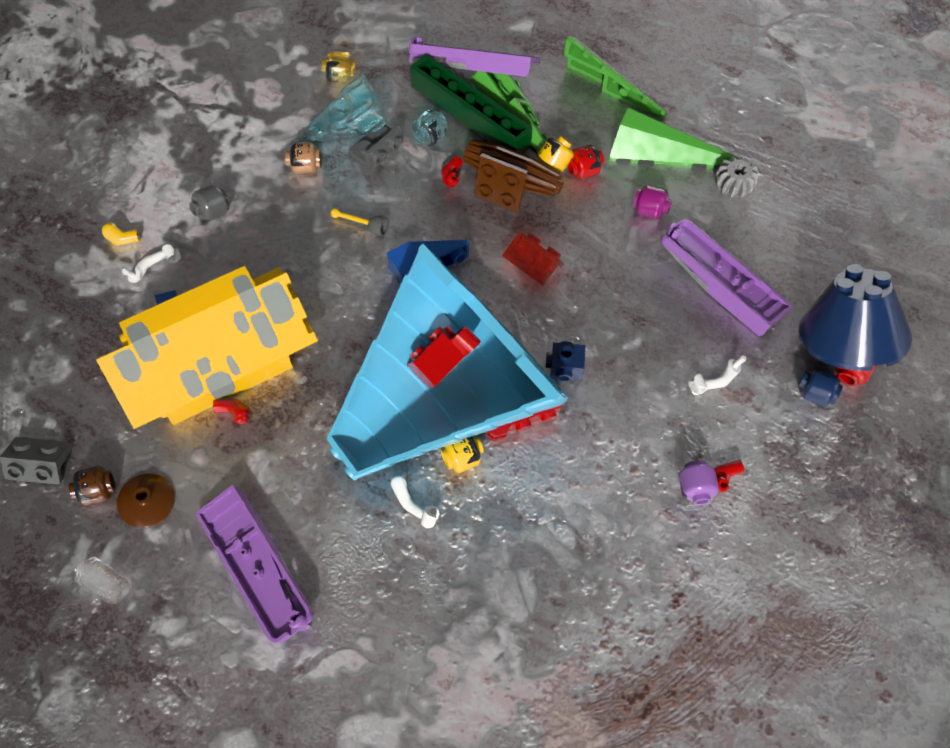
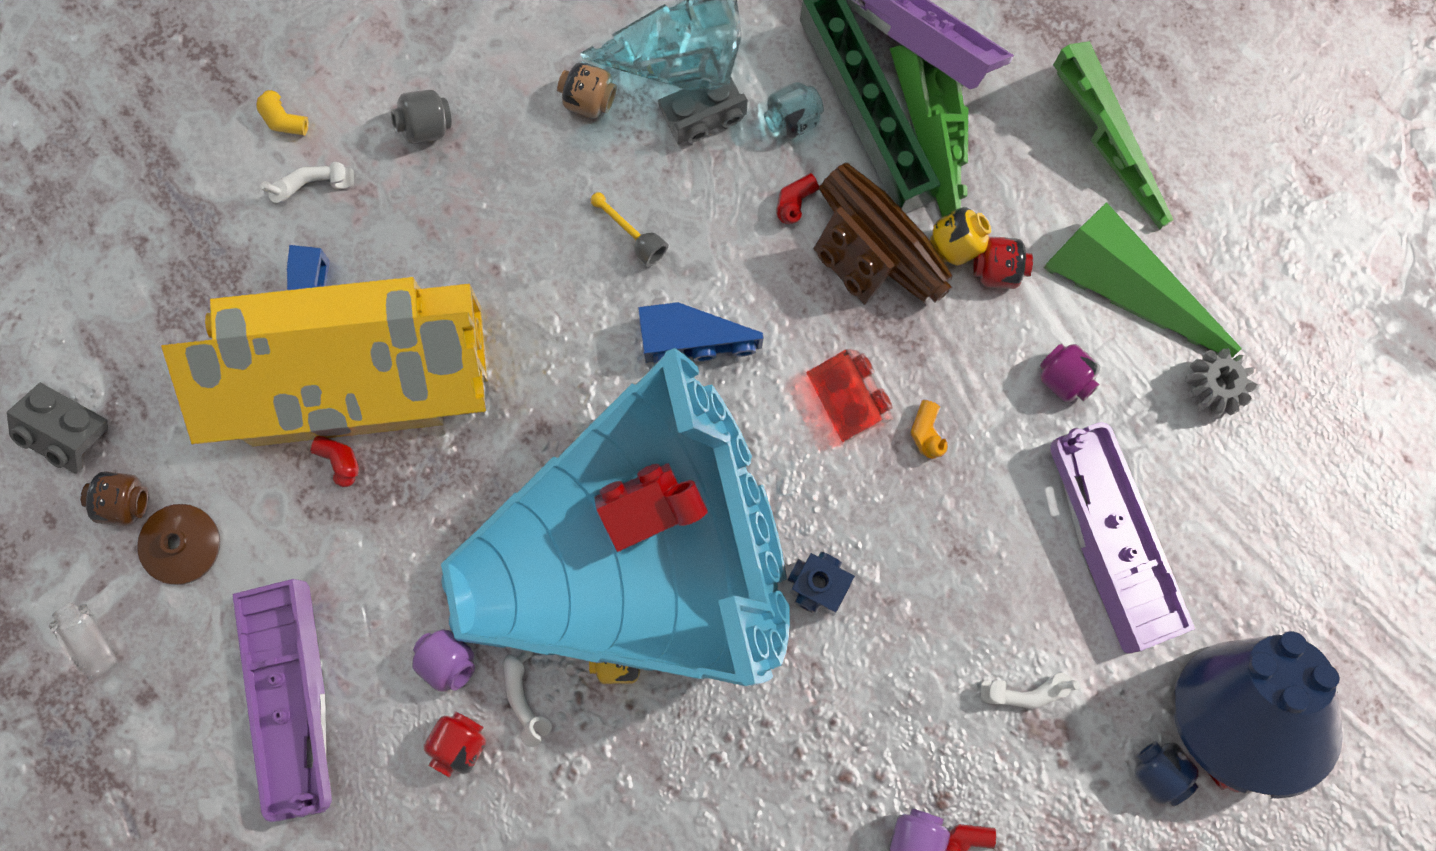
camera: 20 degrees right, 15 degrees up
(351, 497) = (443, 660): none -> medium lavender head
(381, 544) = (454, 744): none -> red head
(590, 267) = (924, 433): none -> light orange arm

